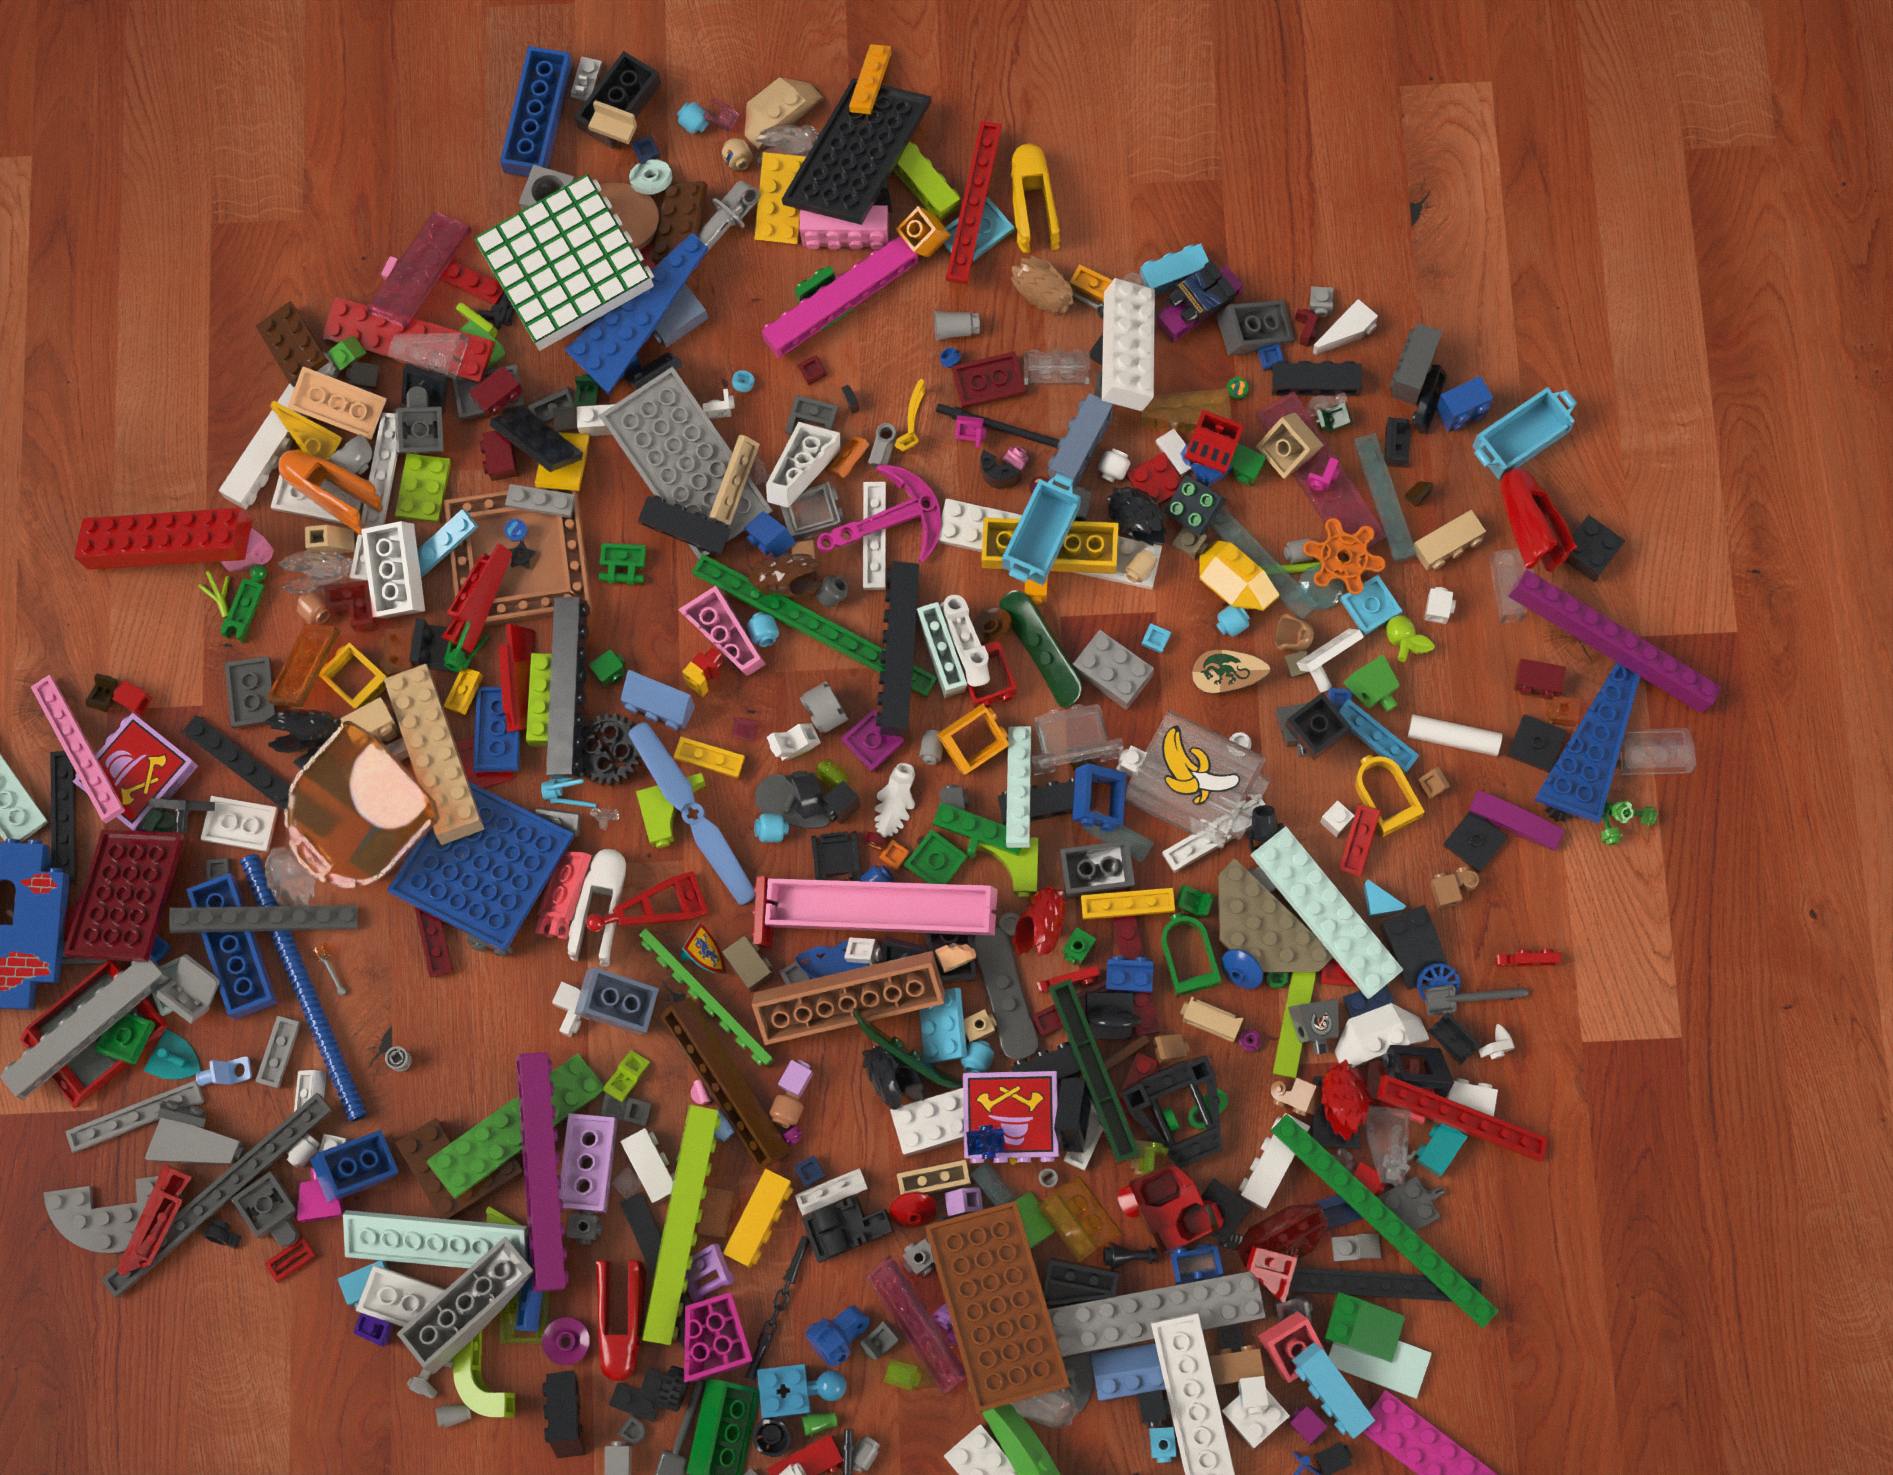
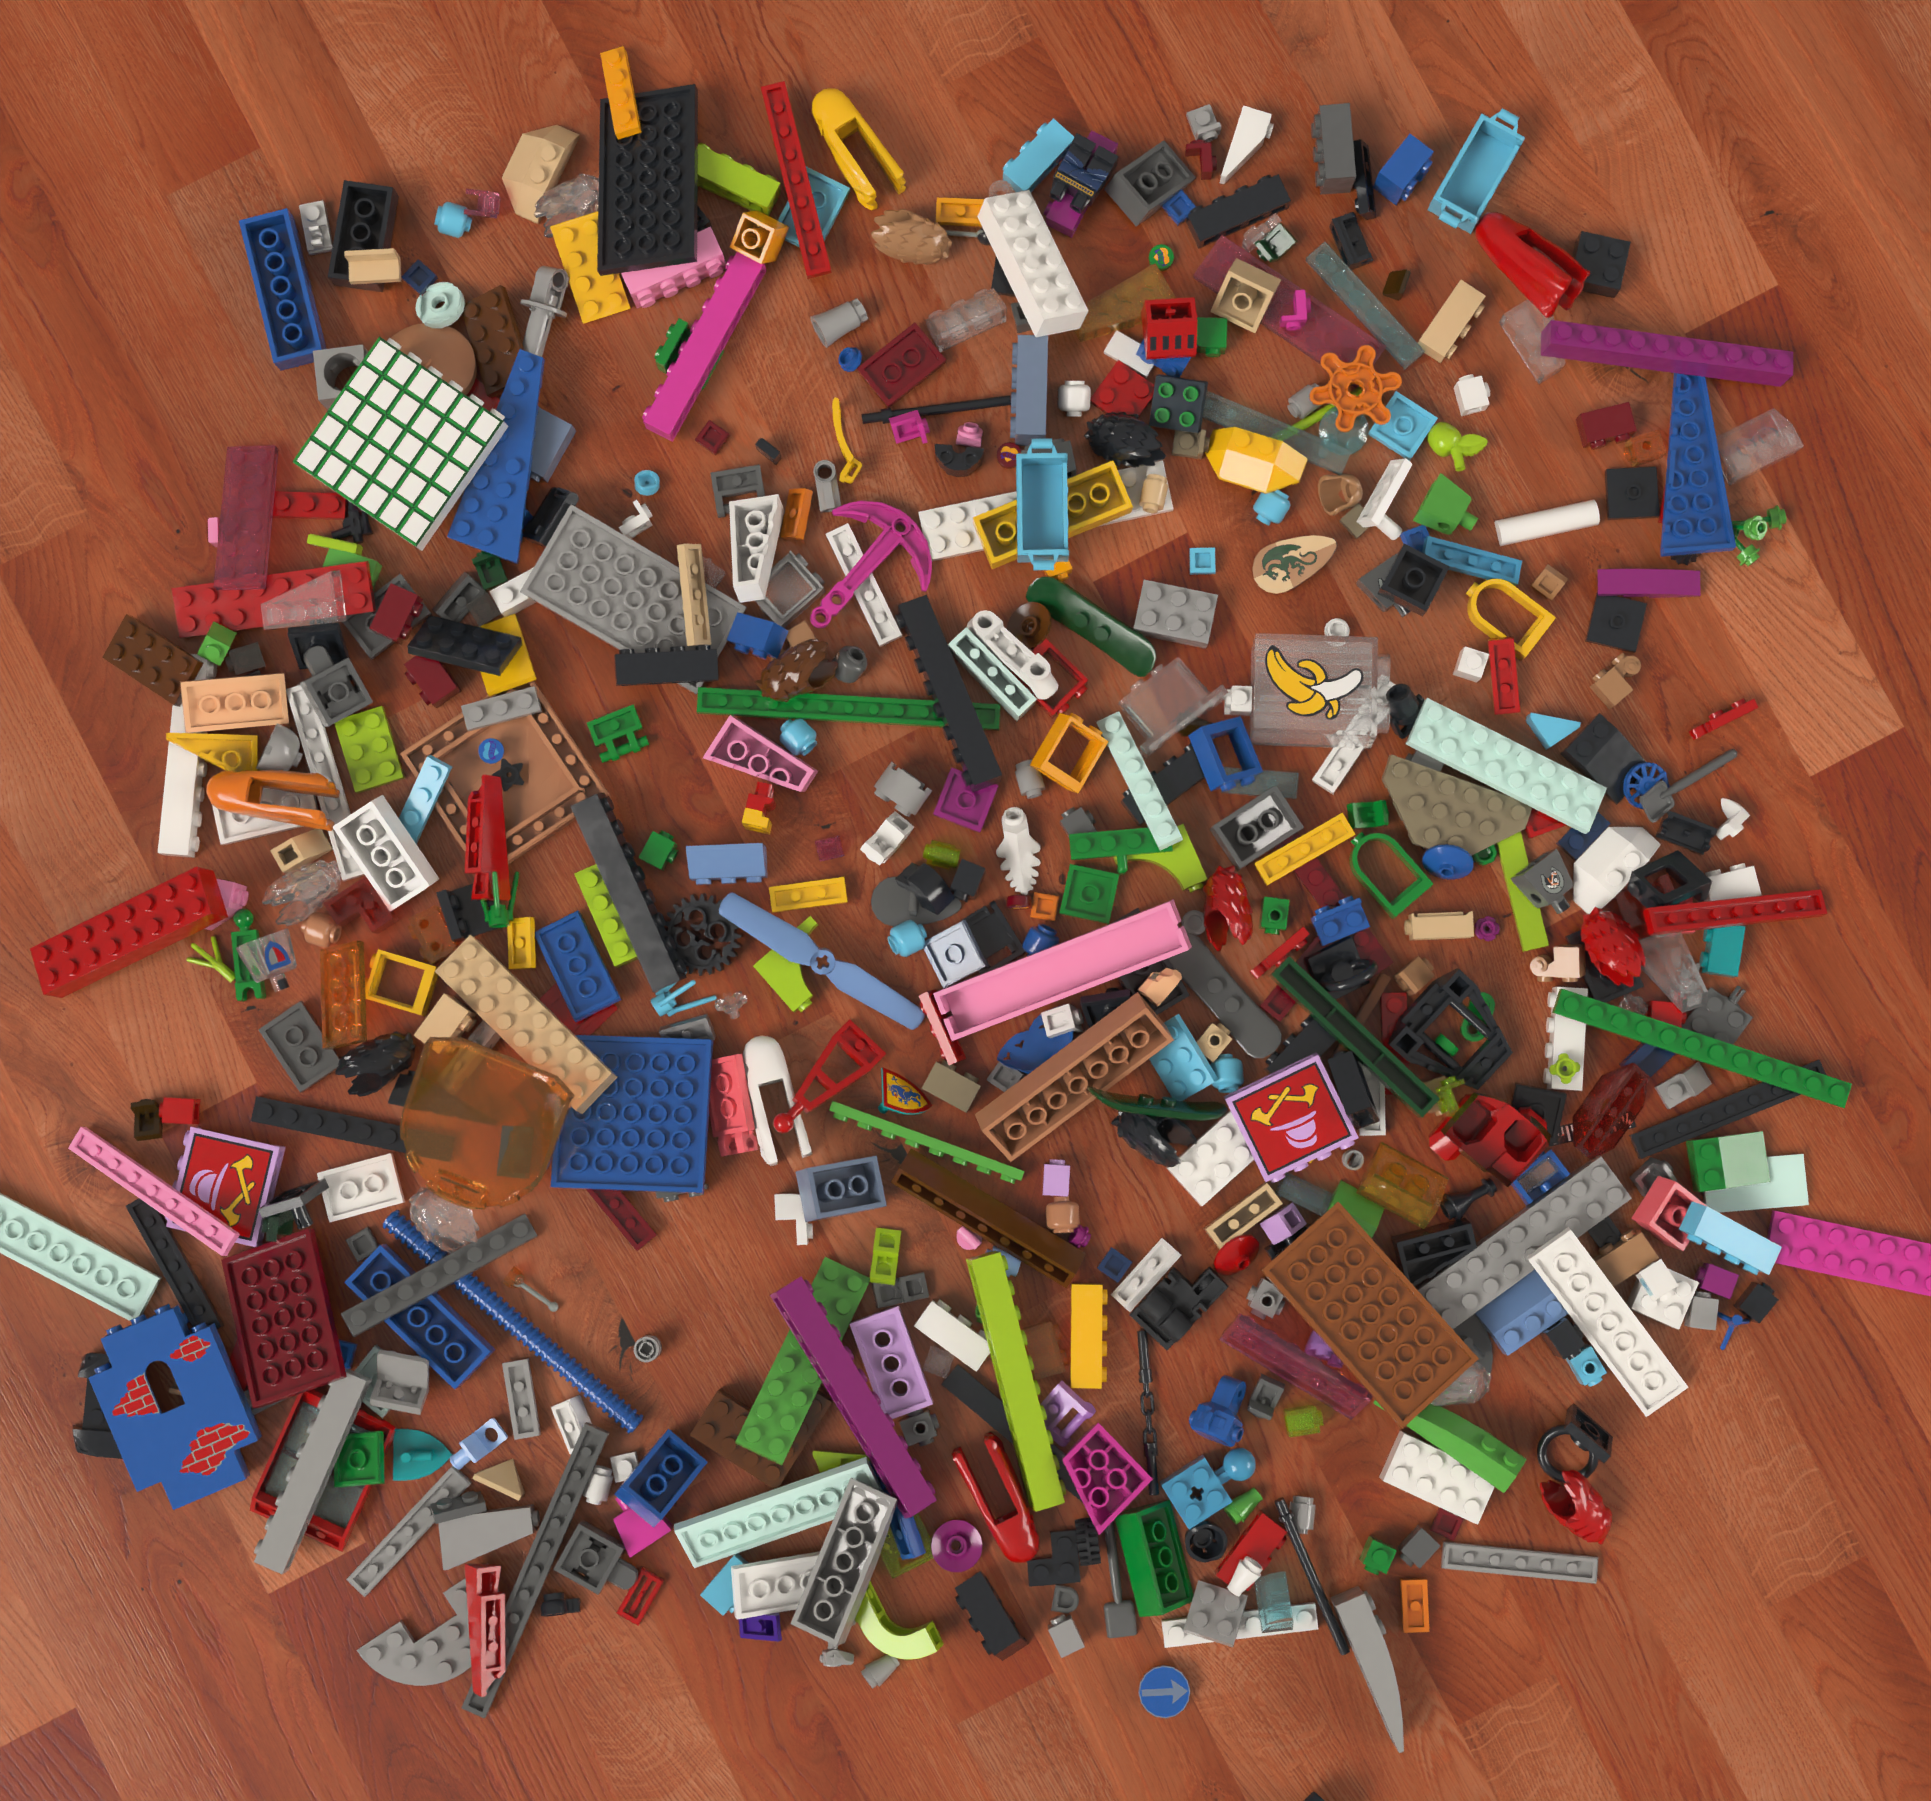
camera: 25 degrees left, 10 degrees up
(231, 1109) = (502, 1478): none -> tan slope
(261, 610) = (269, 958): none -> clear torso
(515, 675) = (568, 902): red wedge -> none
(737, 154) = (519, 239): tan head -> none
(803, 857) = (954, 954): none -> tile
(986, 1142) = (1283, 1159): clear blue brick -> none
(1265, 1183) = (1572, 1068): none -> lime plate
(1272, 1270) = (1617, 1148): wing -> none
(1282, 1444) = (1702, 1311): none -> light grey brick

